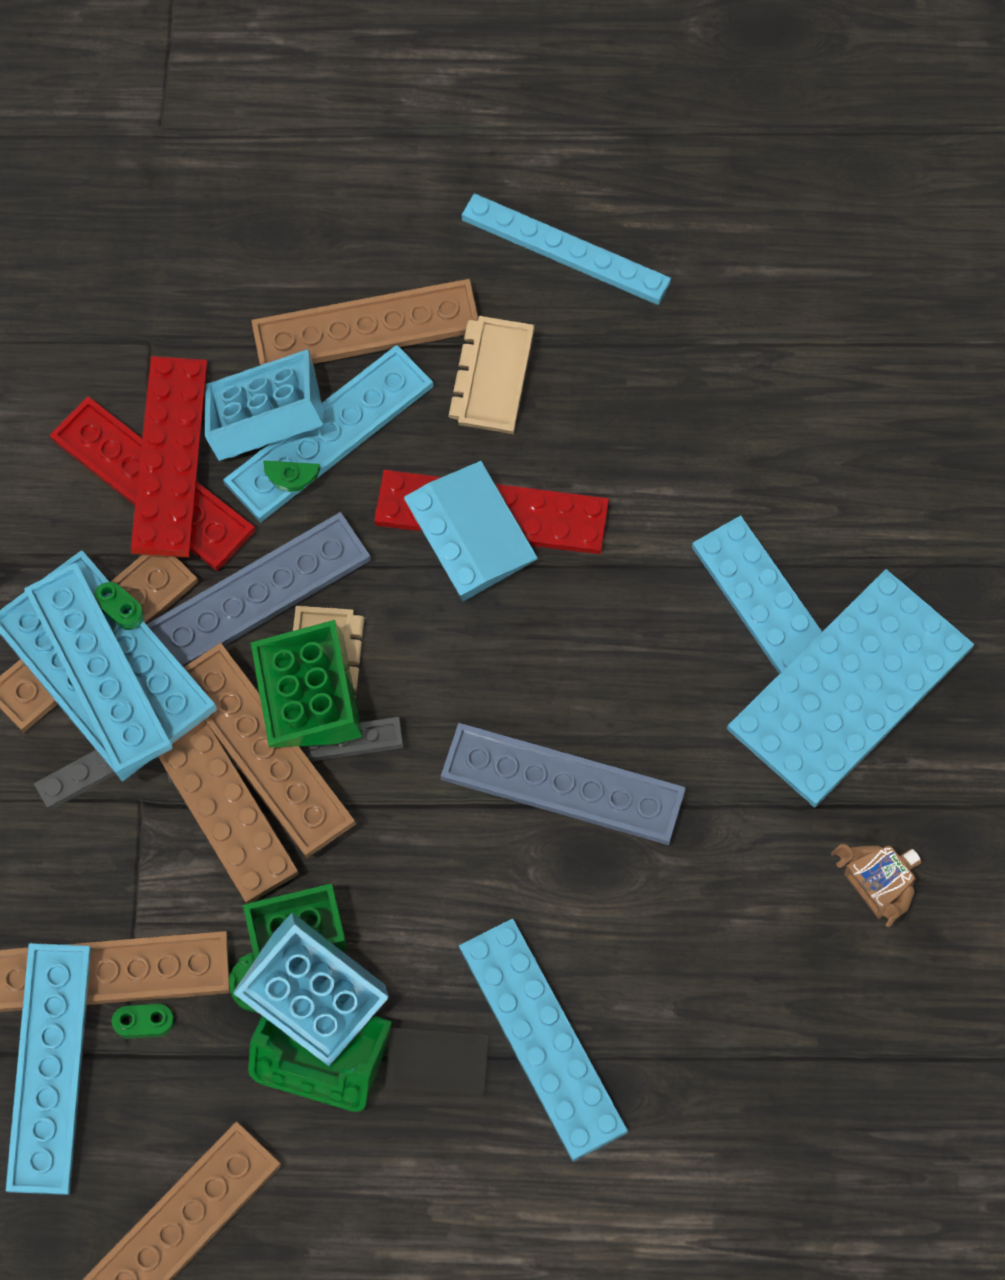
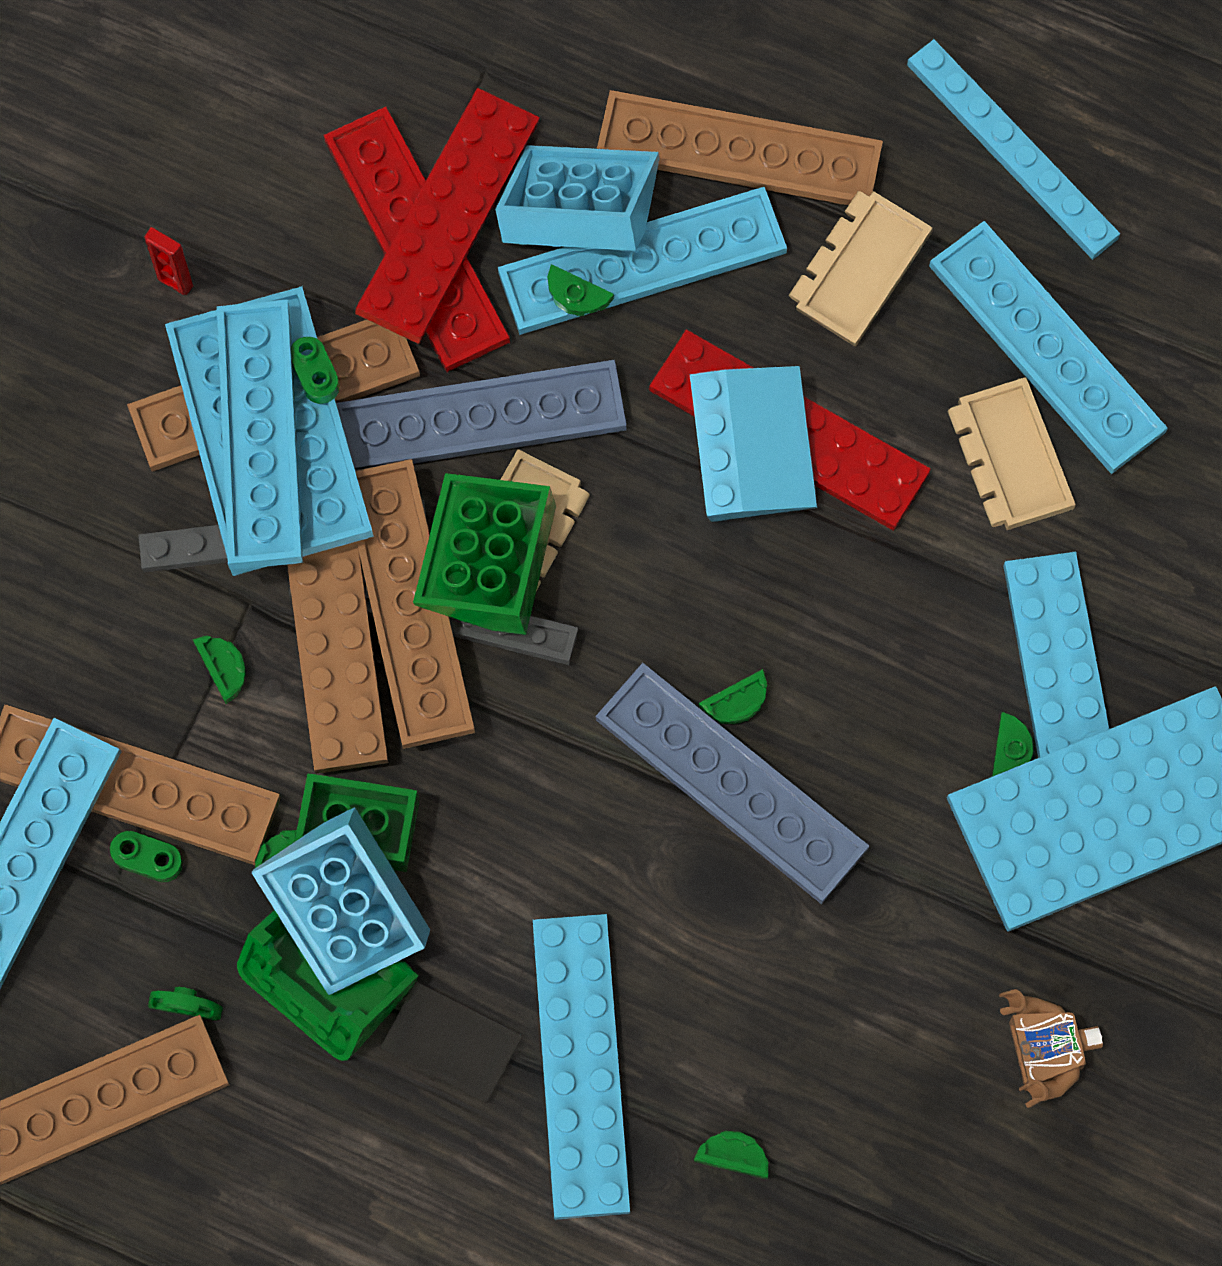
camera: 20 degrees right, 5 degrees up
(141, 853) = (223, 664): none -> green plate
(219, 1118) = (184, 1002): none -> green plate
(541, 723) = (738, 701): none -> green plate
(655, 378) = (1048, 347): none -> medium azure plate
(665, 465) = (1014, 455): none -> tan hinge
(686, 1054) = (734, 1153): none -> green plate
(757, 672) = (1013, 744): none -> green plate

